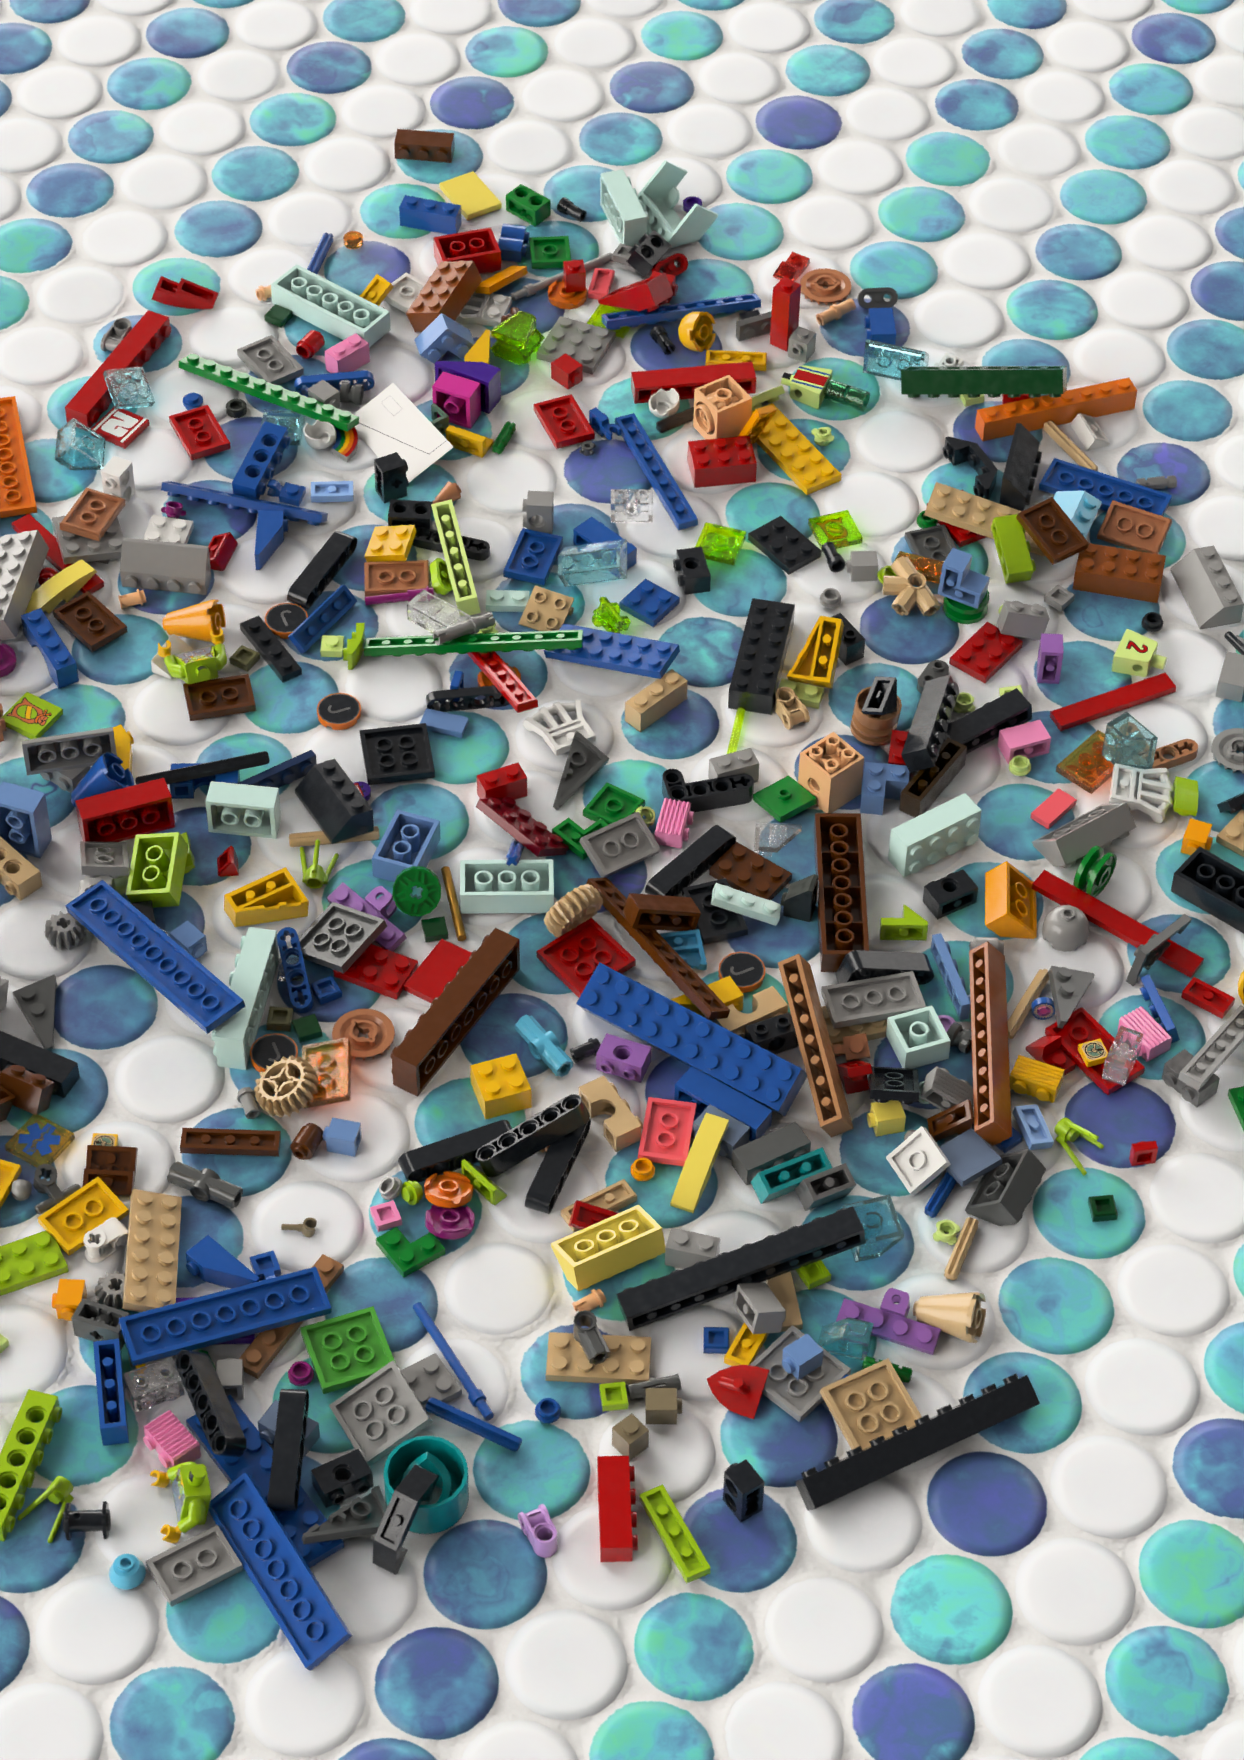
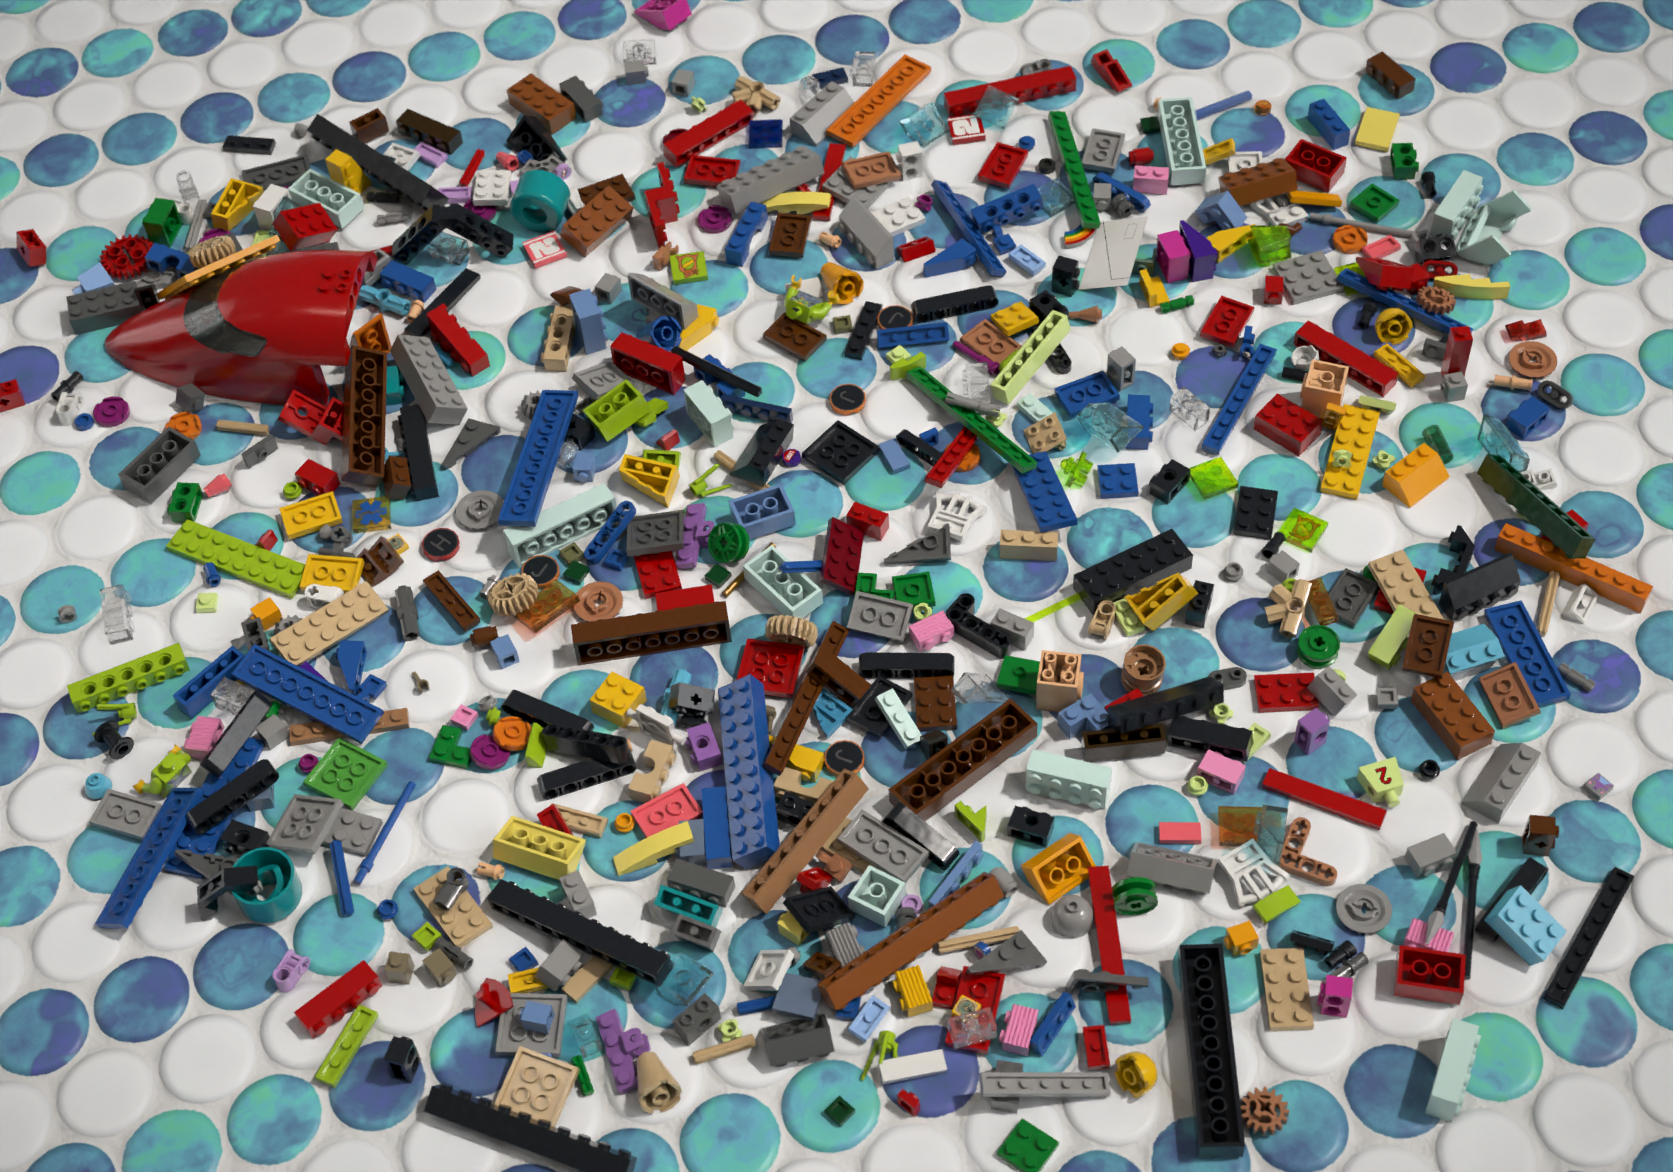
camera: 55 degrees right, 5 degrees up
(140, 1040) = (469, 506): none -> light grey gear
(146, 1110) = (441, 544): none -> black tile
(249, 875) = (668, 457): none -> lime slope
(320, 434) = (1065, 217): white hair -> none
(513, 242) = (1357, 179): blue brick -> none
(558, 470) = (1180, 351): none -> light orange plate
(568, 1029) = (691, 699): none -> brick
(568, 1072) = (656, 725): none -> white plate
(574, 276) = (1360, 229): red brick -> none
(689, 202) = (1519, 238): dark purple tile -> none
(700, 290) = (1436, 300): none -> nougat gear
(711, 265) = (1469, 288): none -> light yellow slope
(800, 453) = (1342, 454): none -> yellowish green plate
(808, 384) = (1420, 416): yellowish green torso -> none
(862, 428) = (1415, 475): none -> light orange slope
(881, 697) = (1144, 660): black slope -> none
(916, 1246) = (697, 1019): none -> dark grey brick
(961, 583) = (1316, 627): medium blue brick -> none
(1109, 1128) = (912, 1066): none -> white tile

